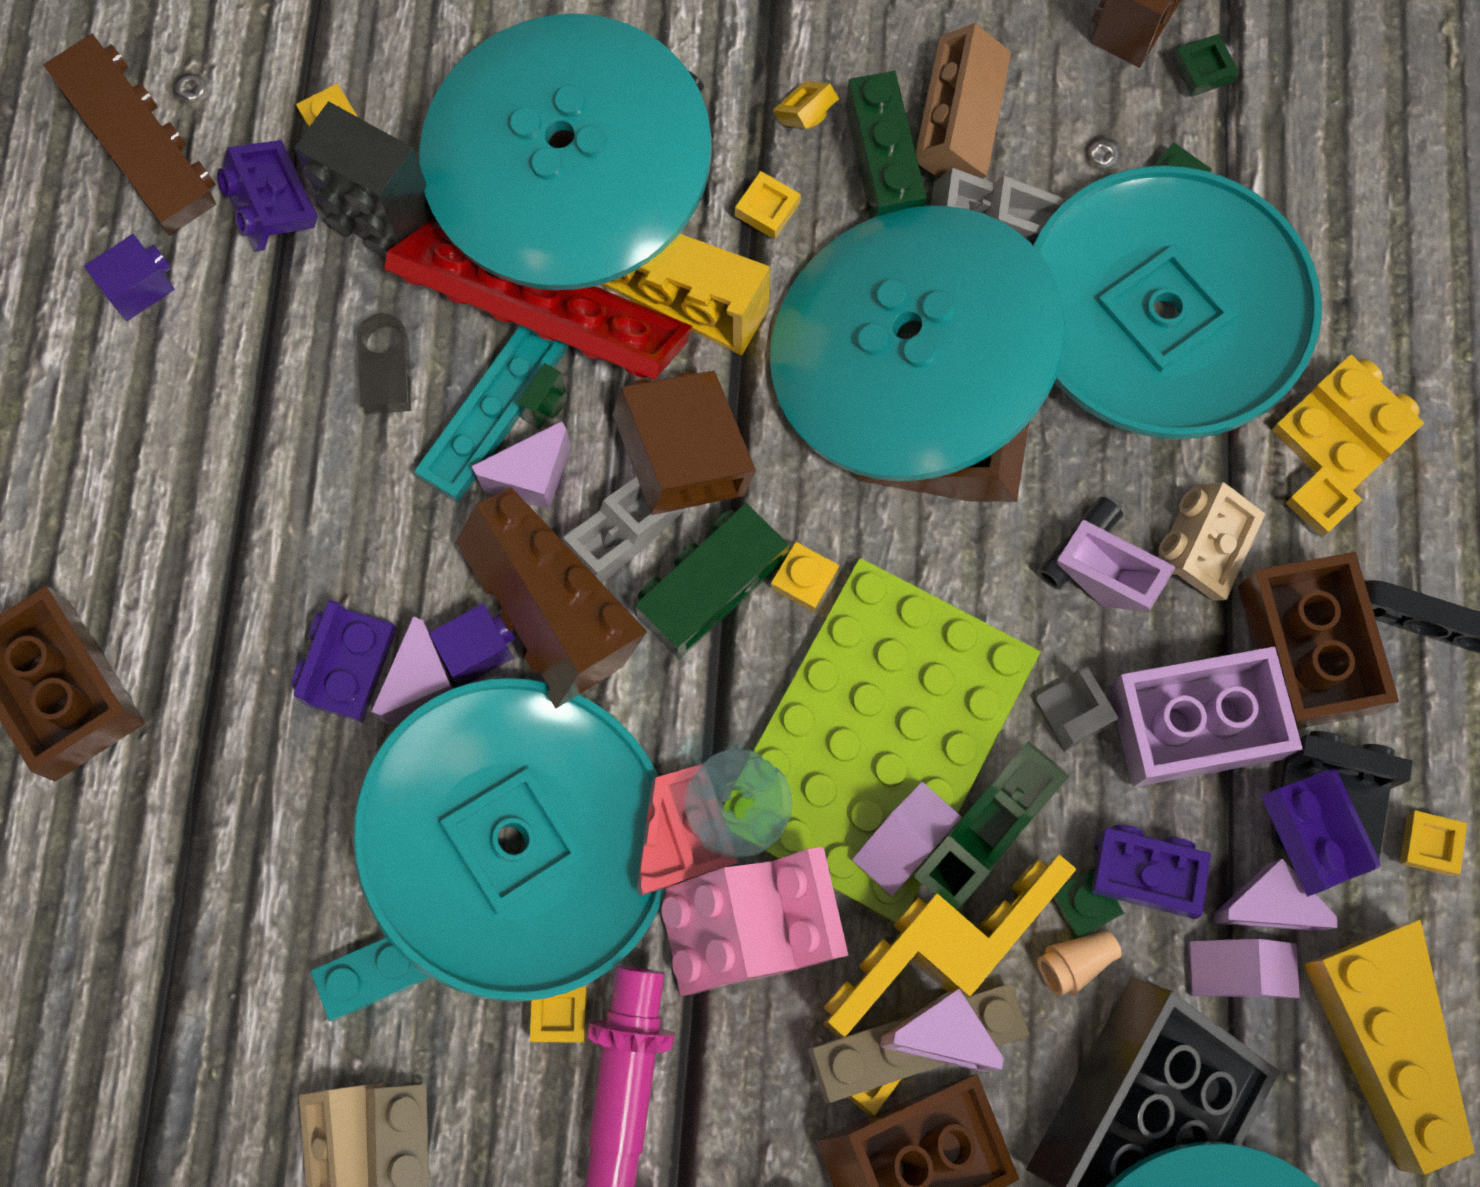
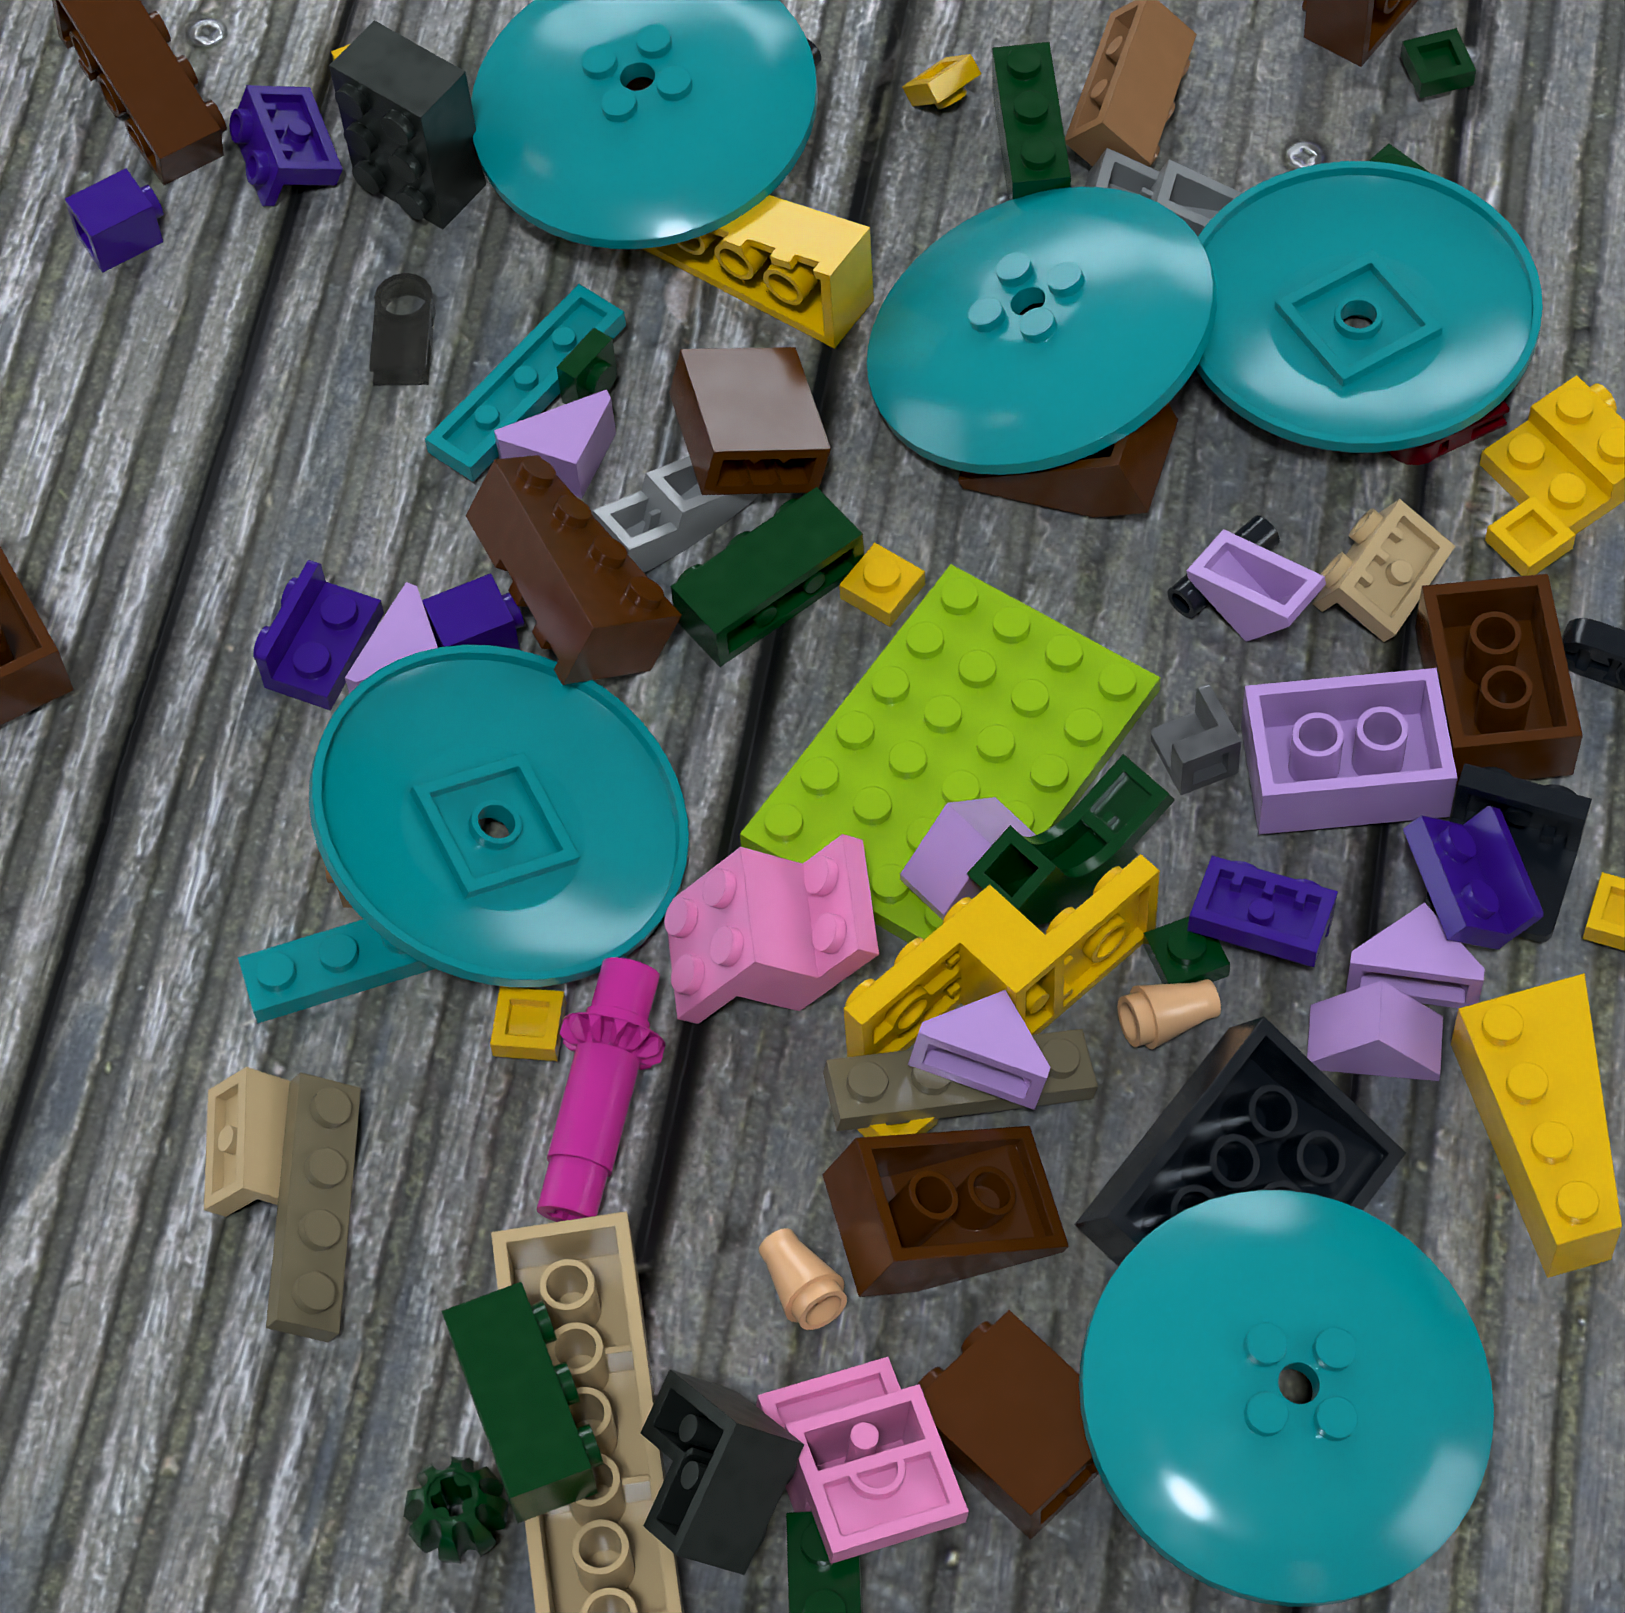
camera: 10 degrees right, 15 degrees down
(584, 318) = (652, 287): red plate -> none
(669, 847) = (697, 829): coral wing -> none
(756, 779) = (773, 766): clear light blue plate -> none
(767, 205) = (883, 185): yellow plate -> none

